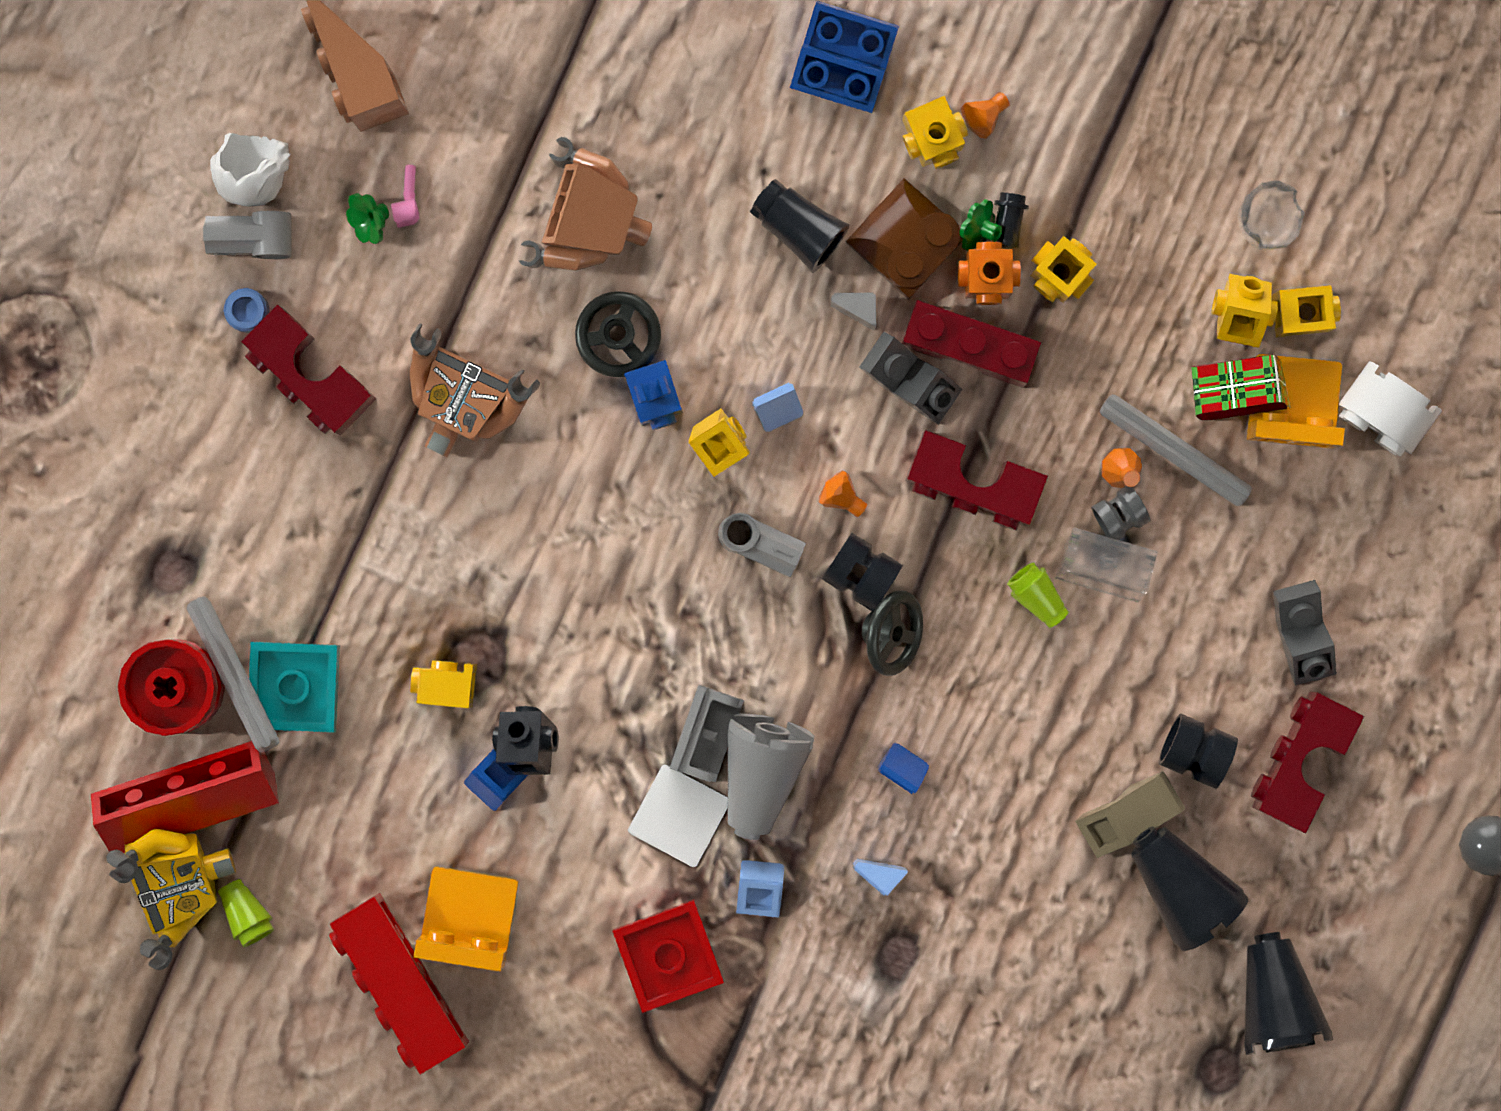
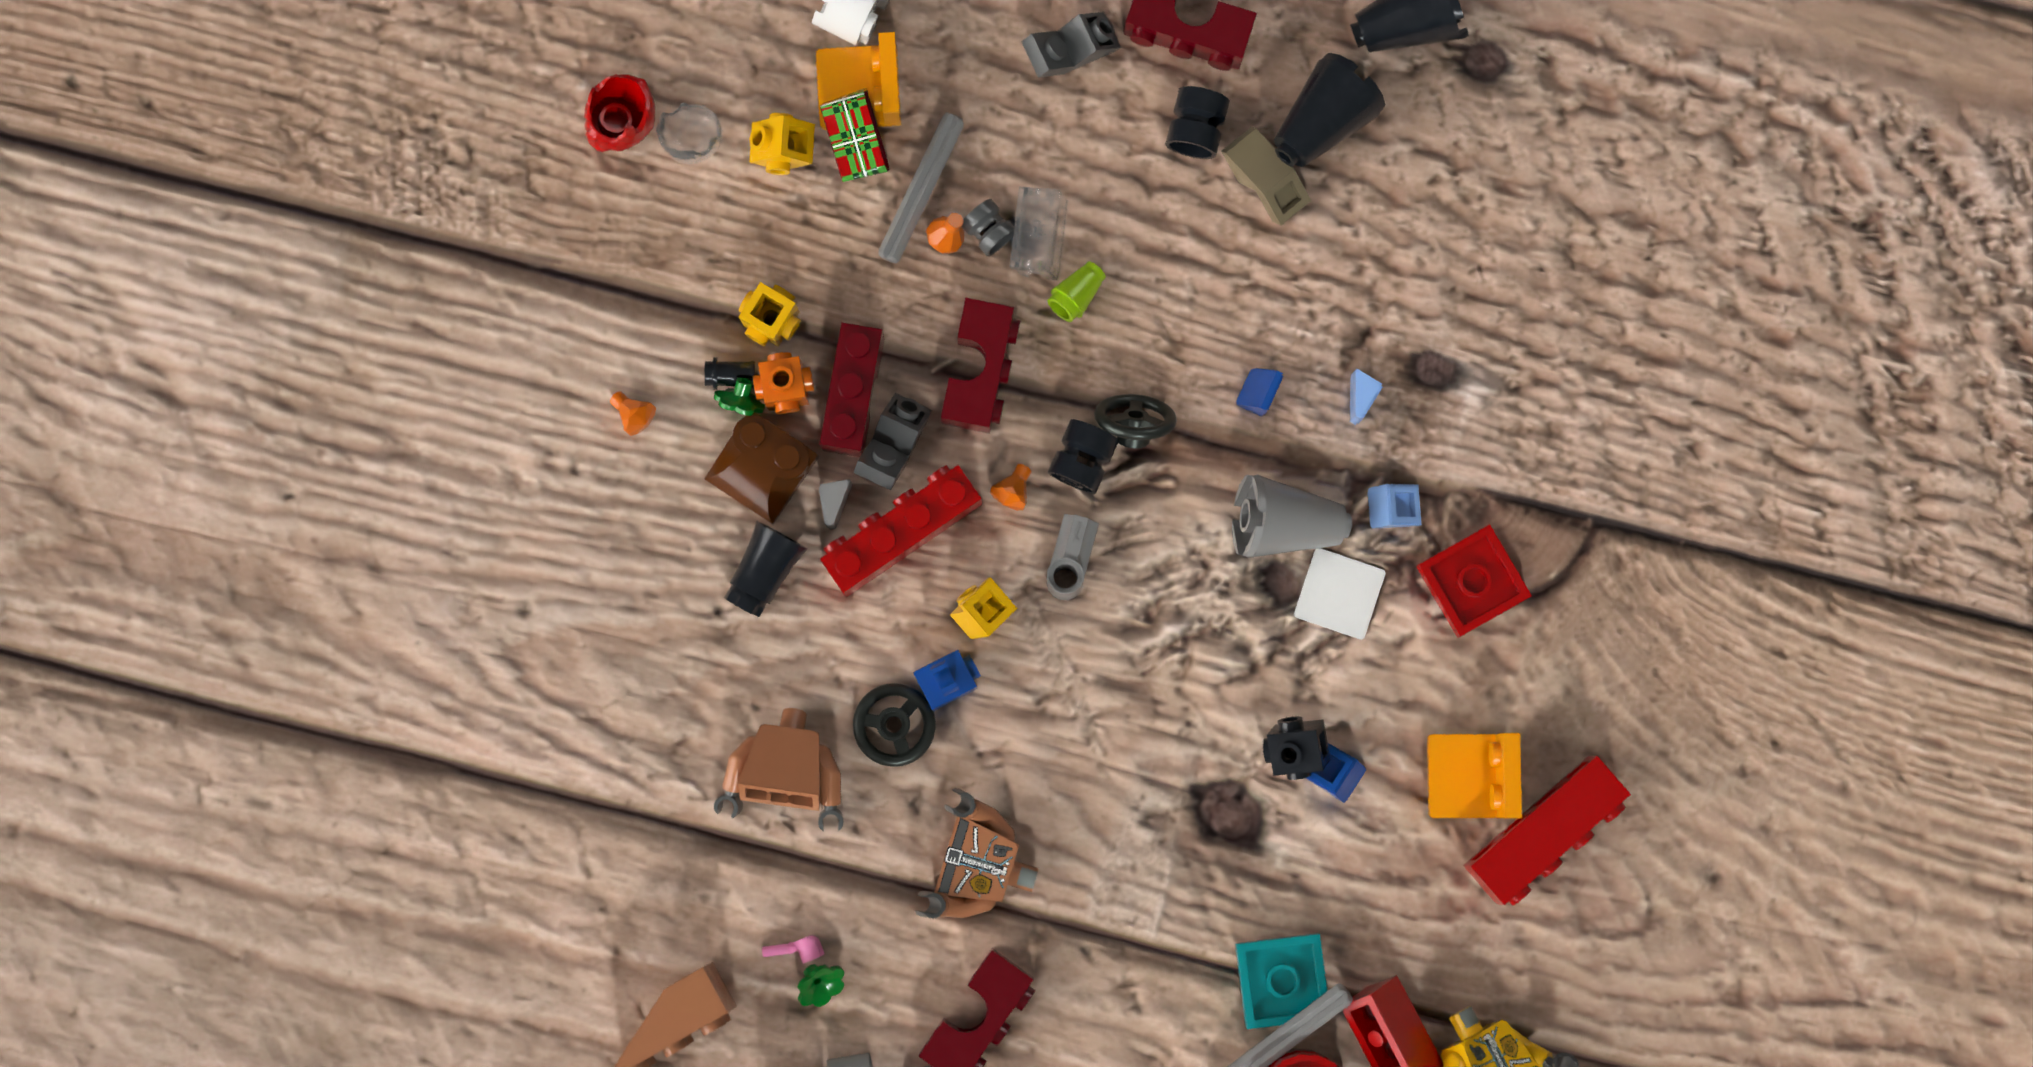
camera: 100 degrees left, 5 degrees down
(245, 914) = (1507, 991): lime cone -> none
(444, 684) = (1256, 835): yellow brick -> none
(705, 734) = (1259, 580): light grey hinge -> none
(778, 407) = (940, 561): light blue slope -> none
(814, 370) = (902, 530): none -> red brick
(844, 56) = (597, 552): blue slope -> none
(937, 118) = (644, 450): yellow brick -> none
(1303, 145) = (619, 113): none -> red hair
(1324, 307) = (769, 72): yellow brick -> none

